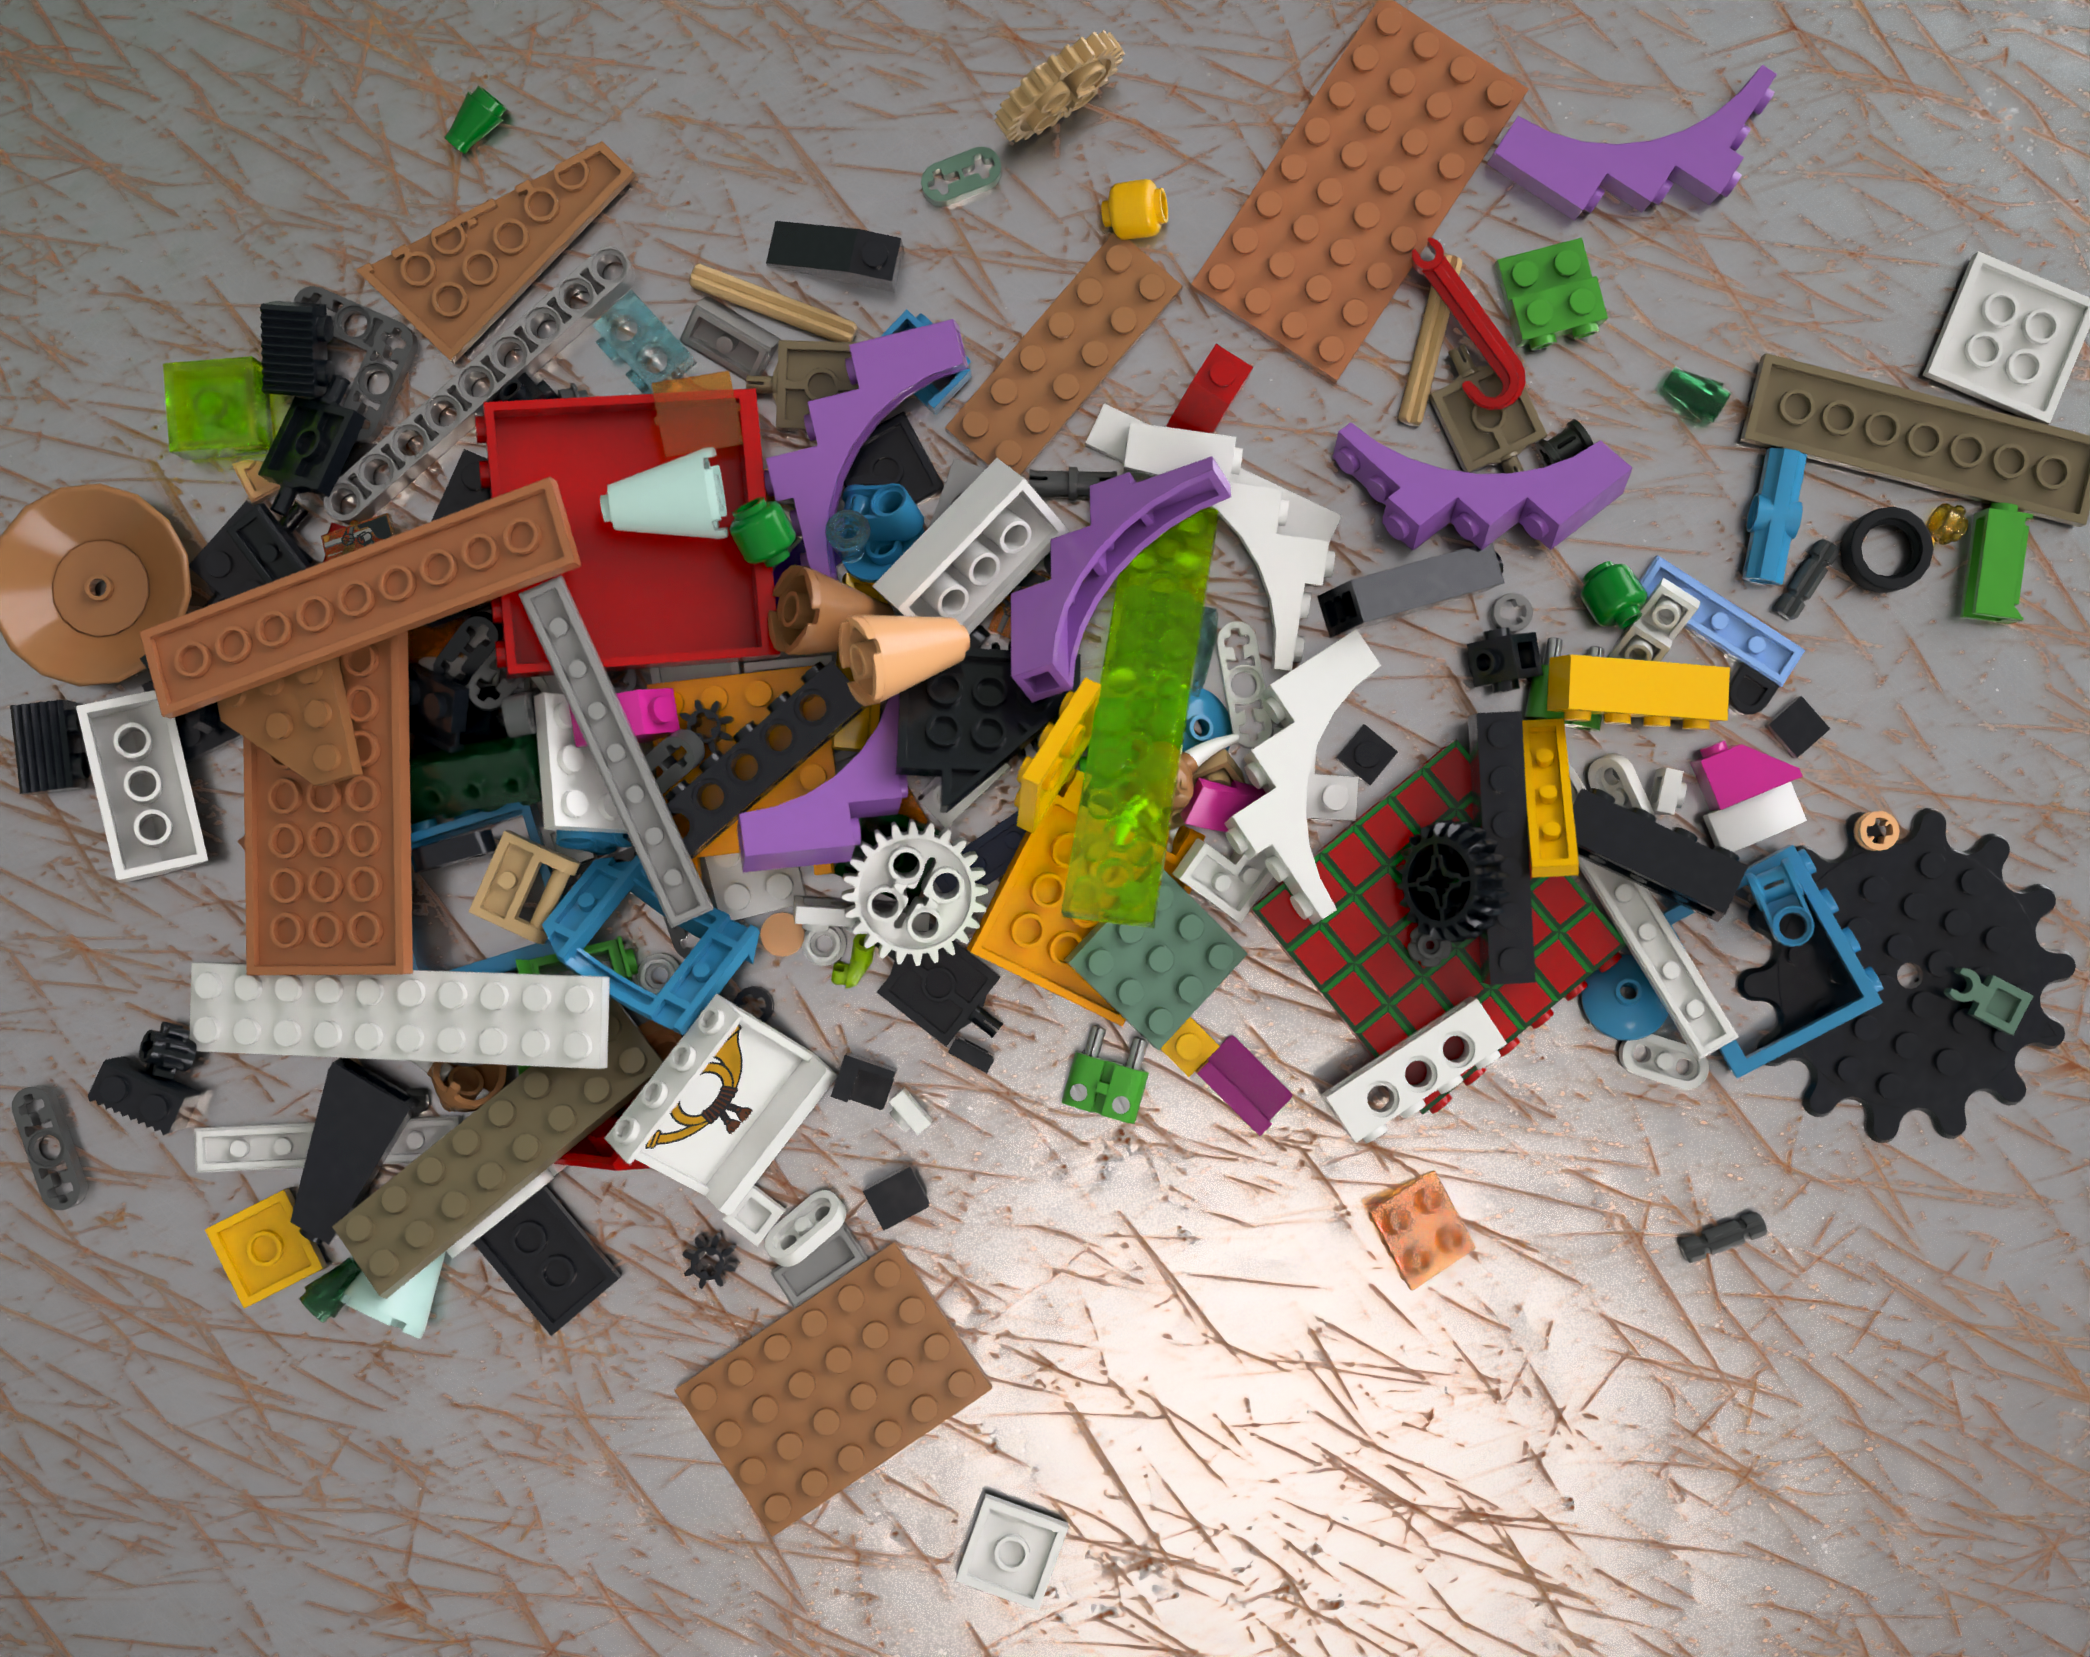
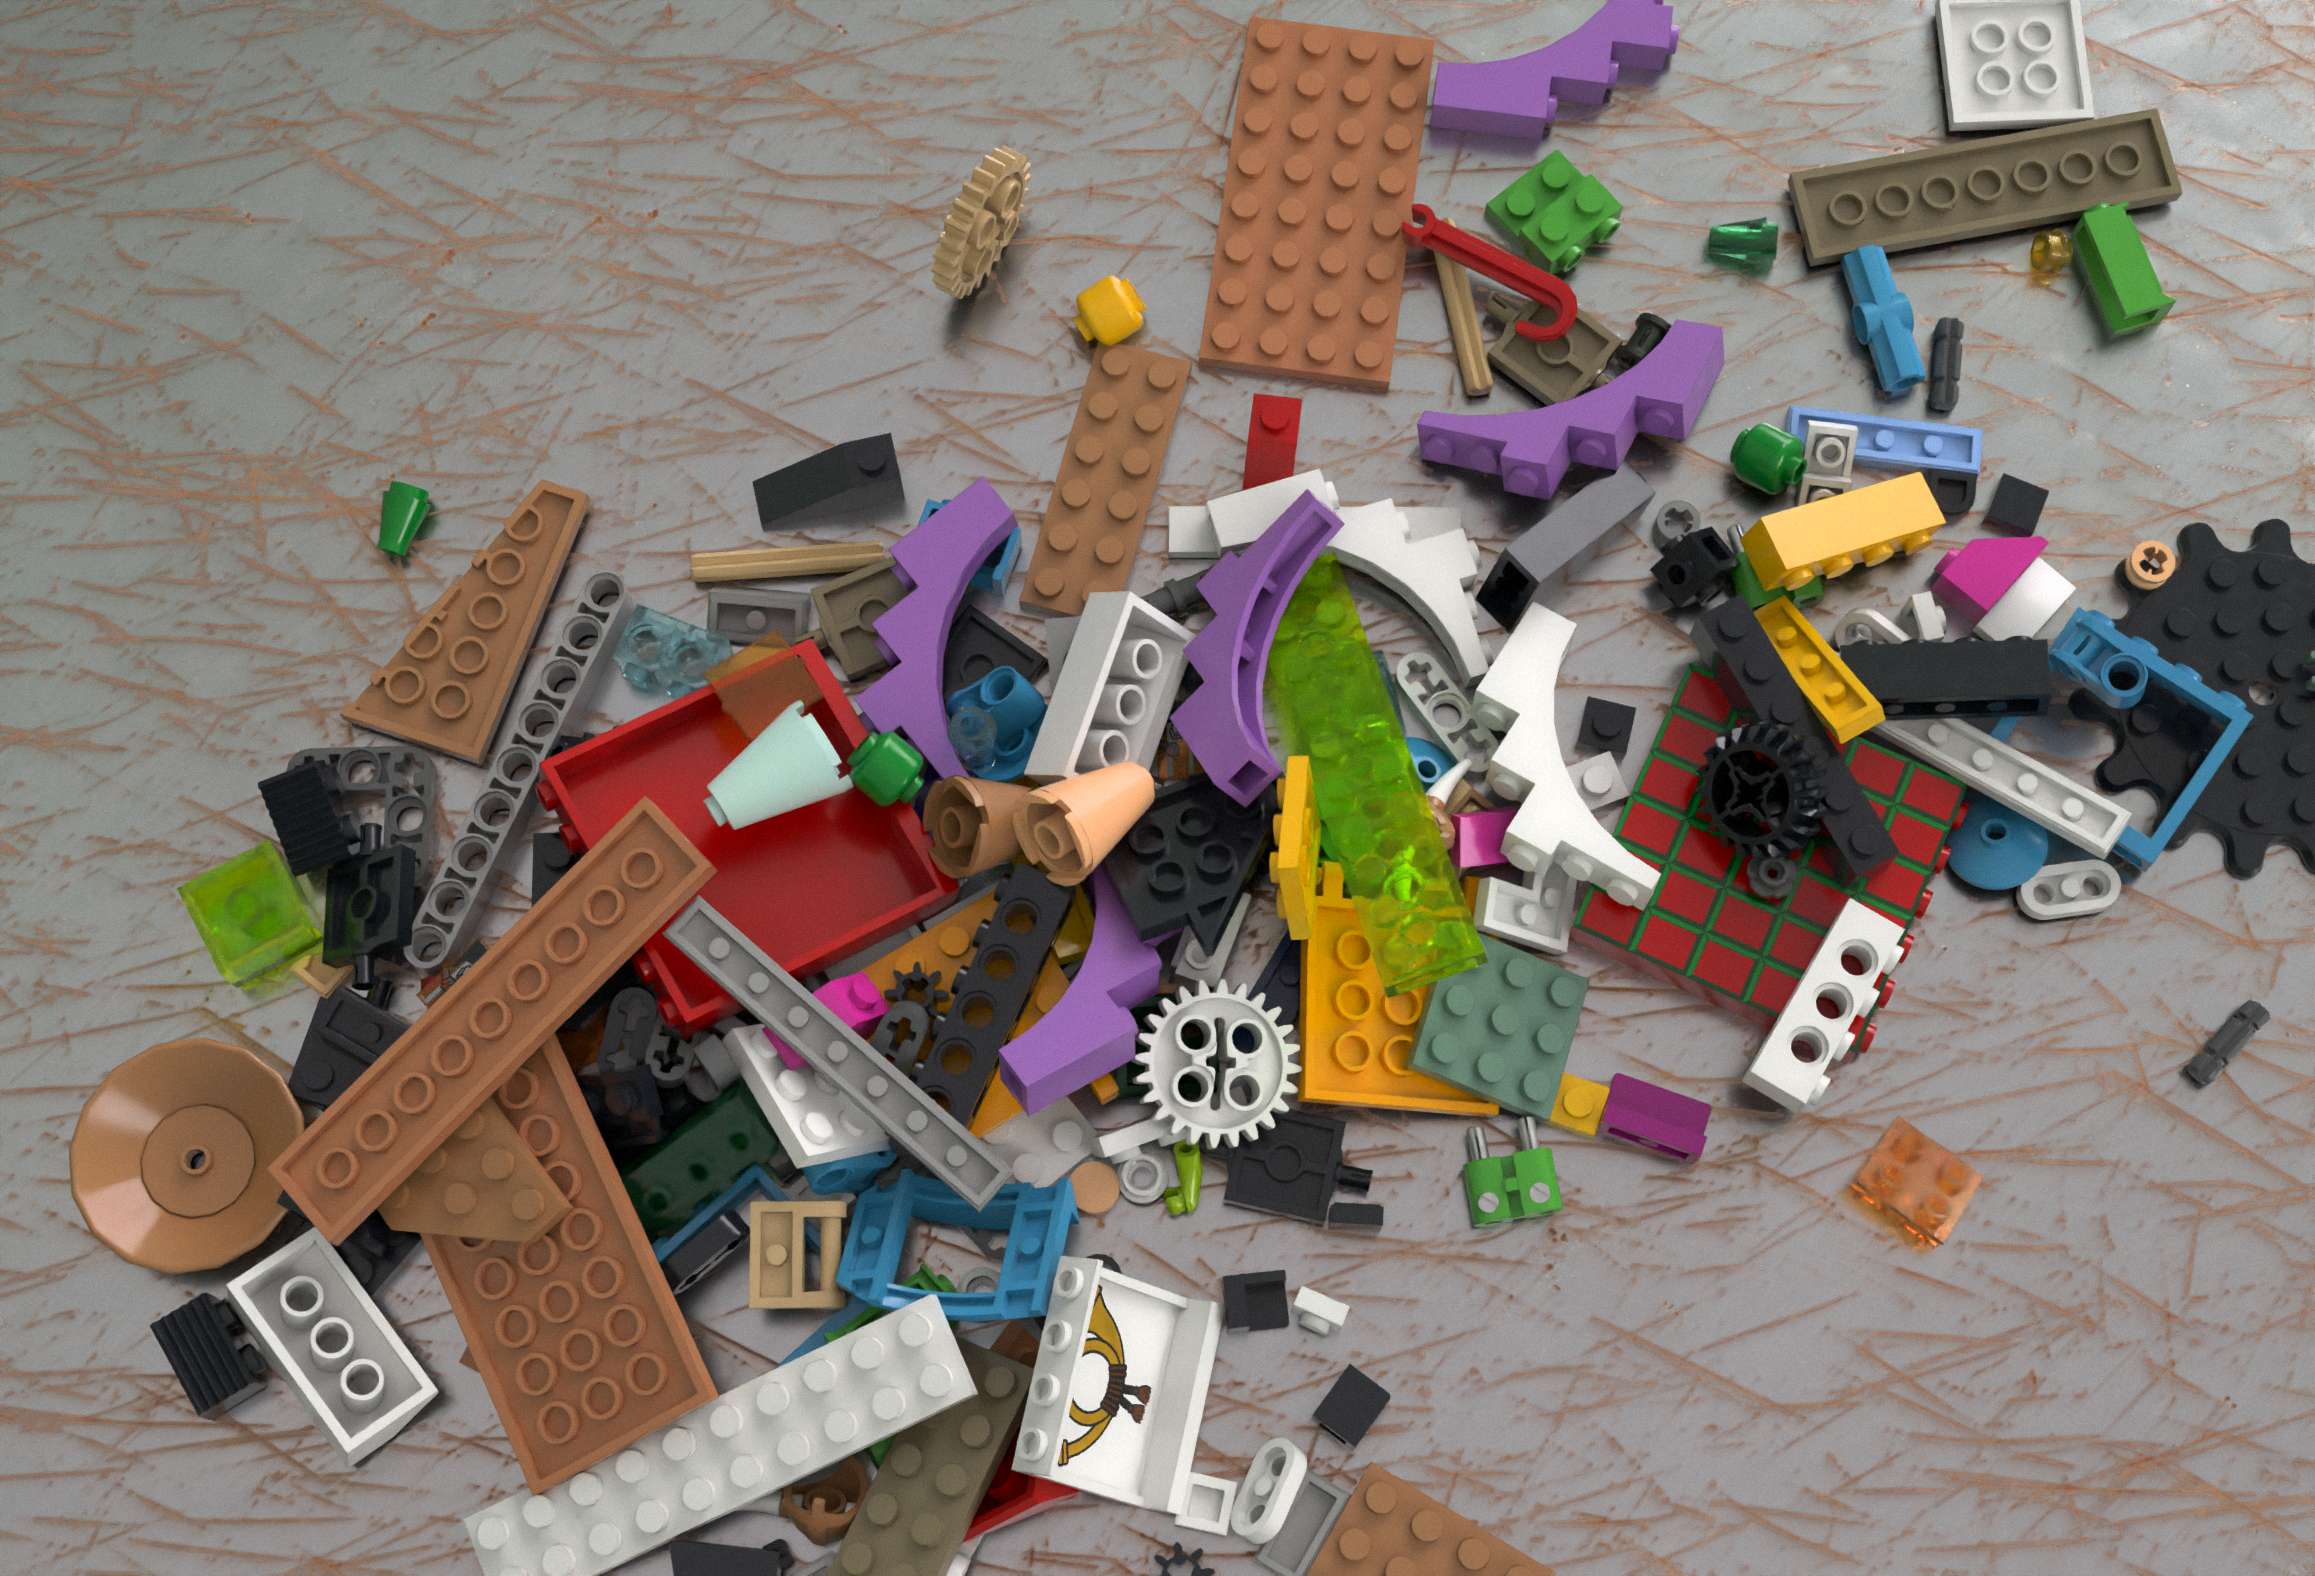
camera: 20 degrees left, 15 degrees down
(956, 167) = (927, 366): sand green beam -> none
(1920, 544) = (2024, 272): black tyre -> none

